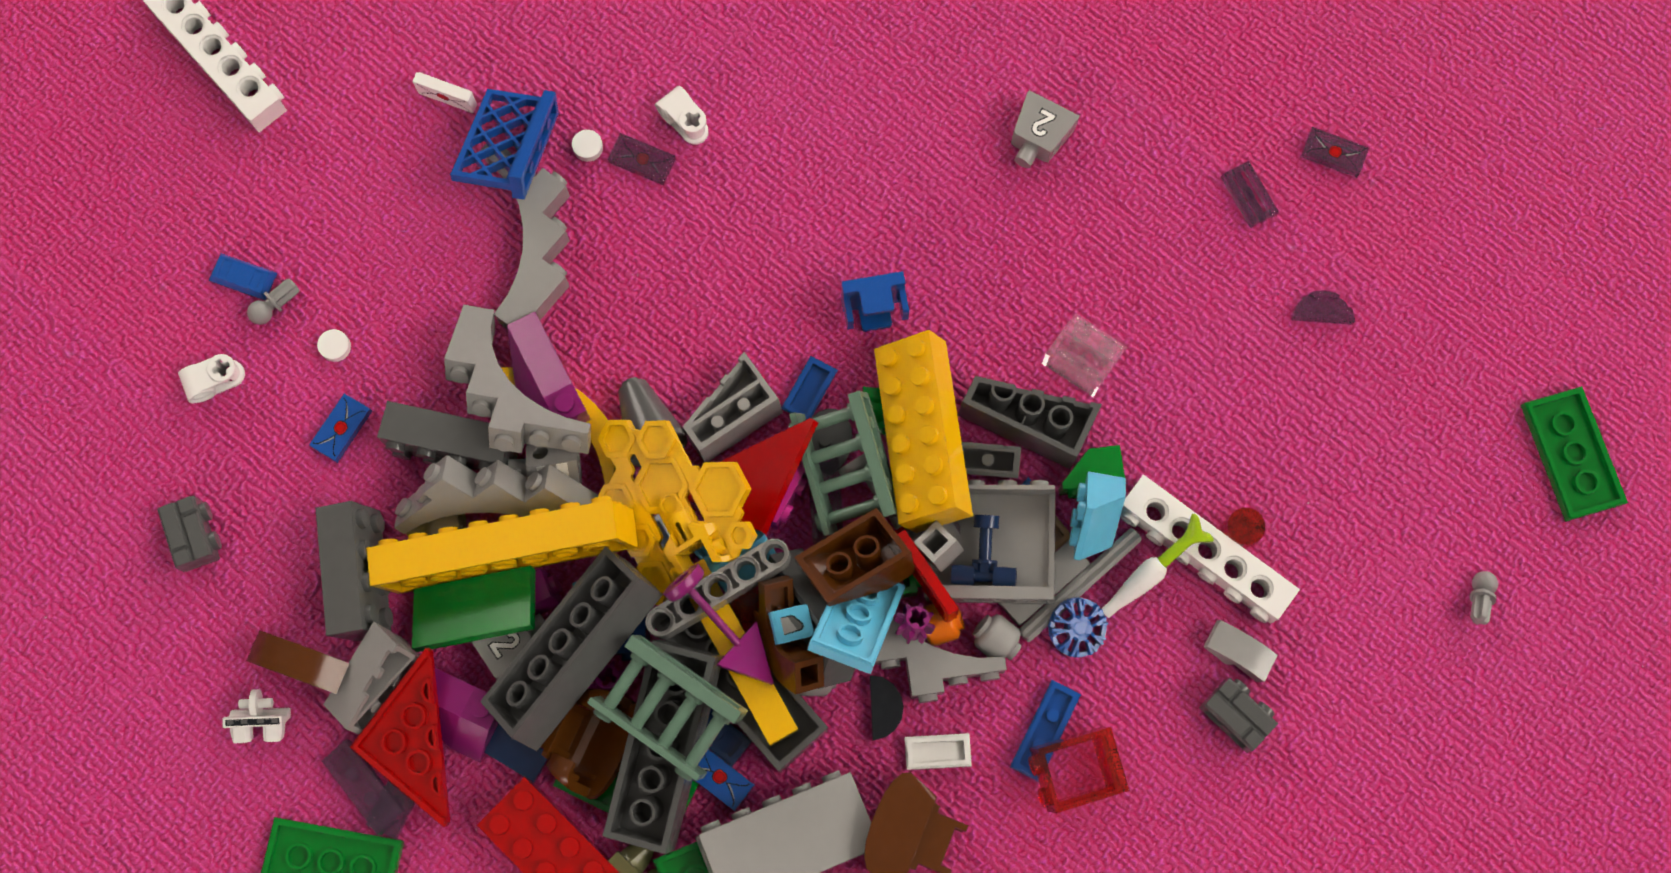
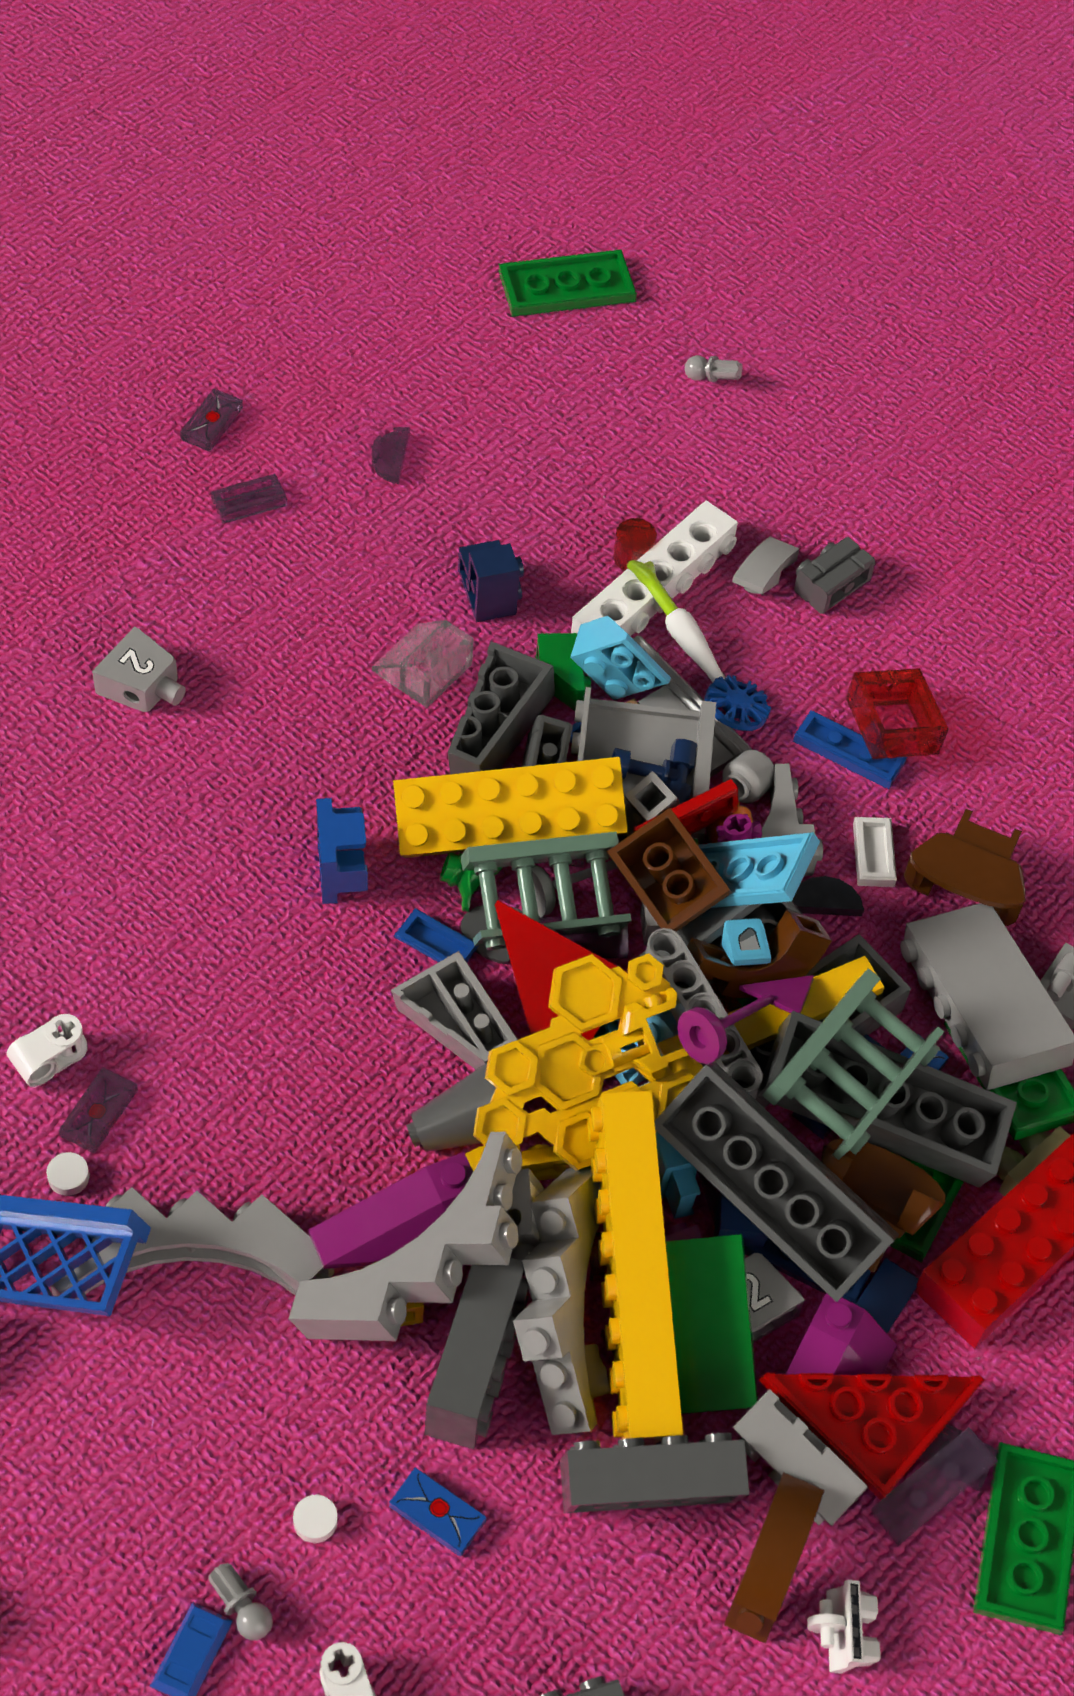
camera: 90 degrees left, 20 degrees down
(1181, 401) = (491, 579): none -> dark blue brick

